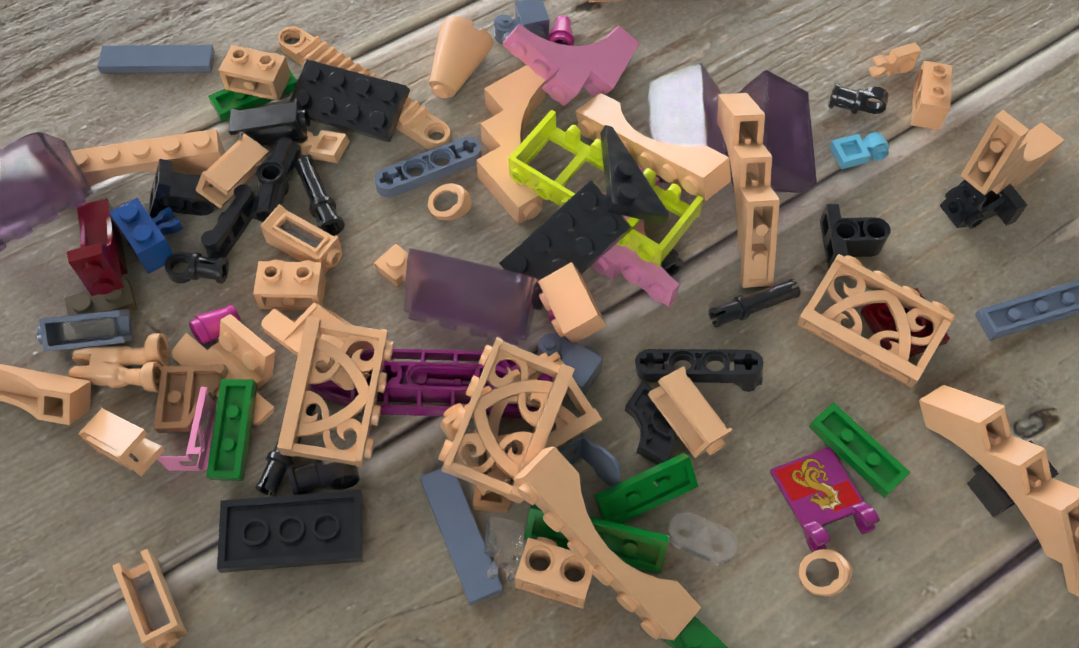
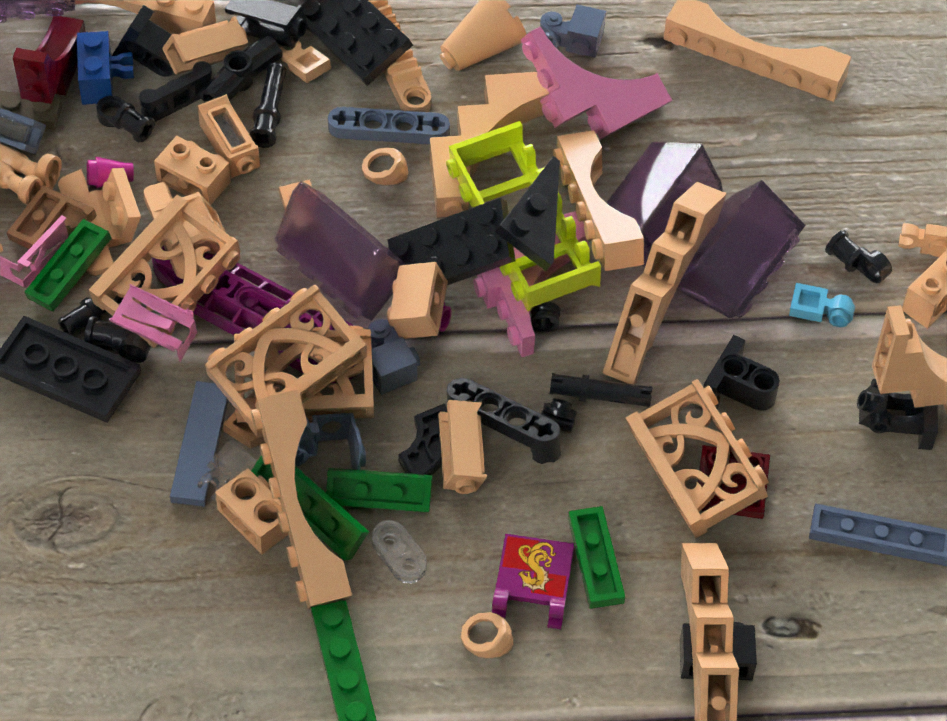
camera: 30 degrees right, 5 degrees down
(334, 445) = (135, 311): none -> bright pink piece
(562, 32) = (604, 59): dark pink cone -> none
(738, 338) = (561, 413): none -> black plate

